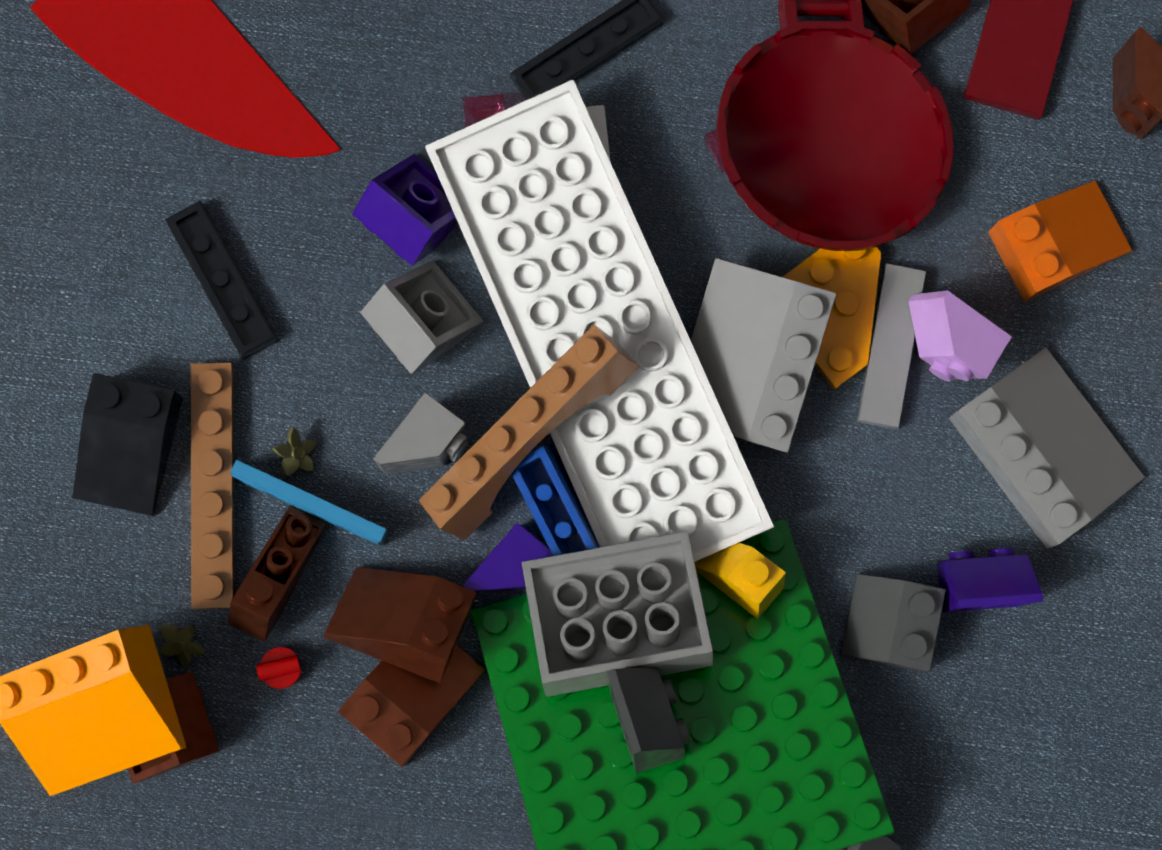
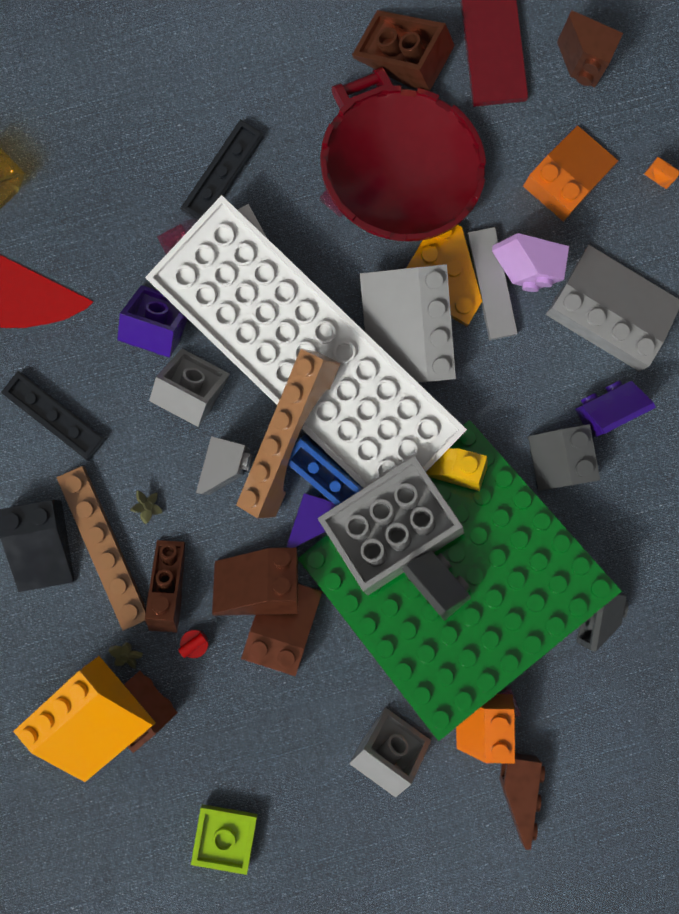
camera: 15 degrees left, 5 degrees up
(309, 503) = (168, 534): dark azure tile -> none

